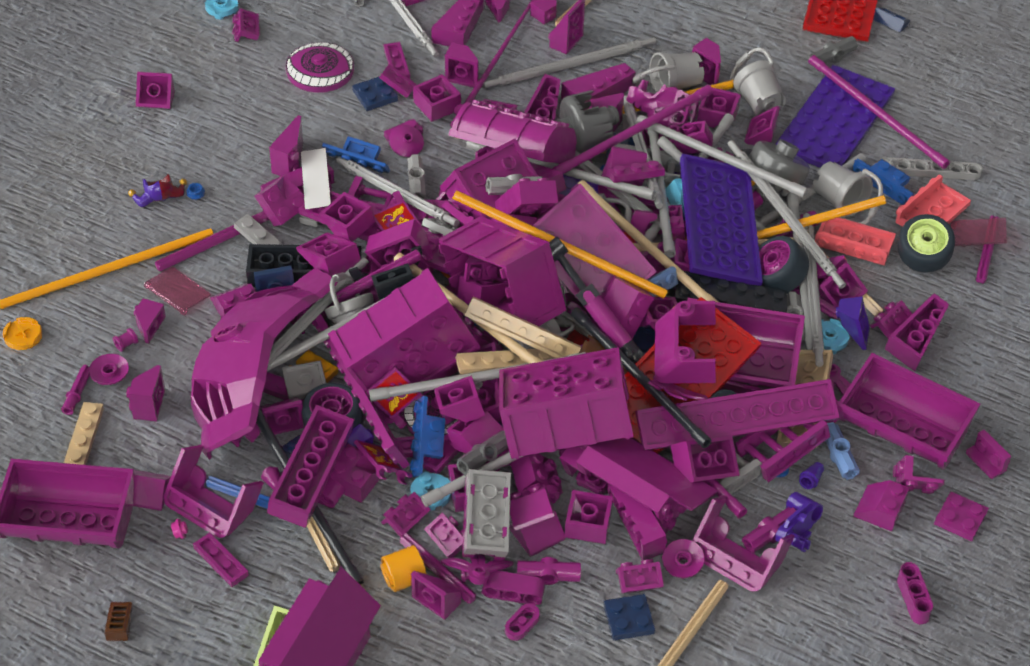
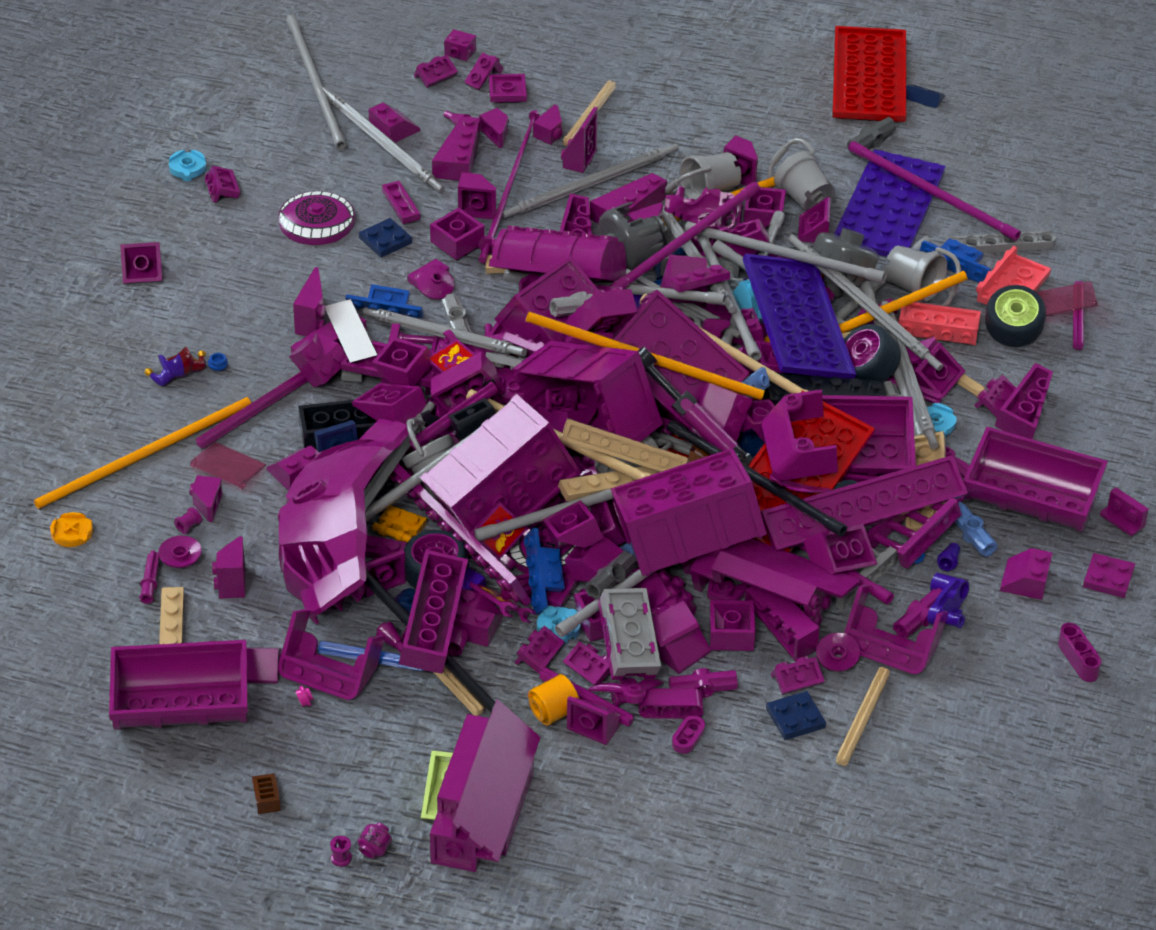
camera: 10 degrees left, 5 degrees down
(220, 559) = (356, 719): magenta plate -> none
(254, 231) = (295, 393): light grey plate -> none
(303, 378) = (393, 532): light grey tile -> none
(397, 80) = (408, 221): magenta plate -> none
(854, 319) = (958, 399): dark purple slope -> none
(904, 475) = (1044, 540): magenta bracket -> none

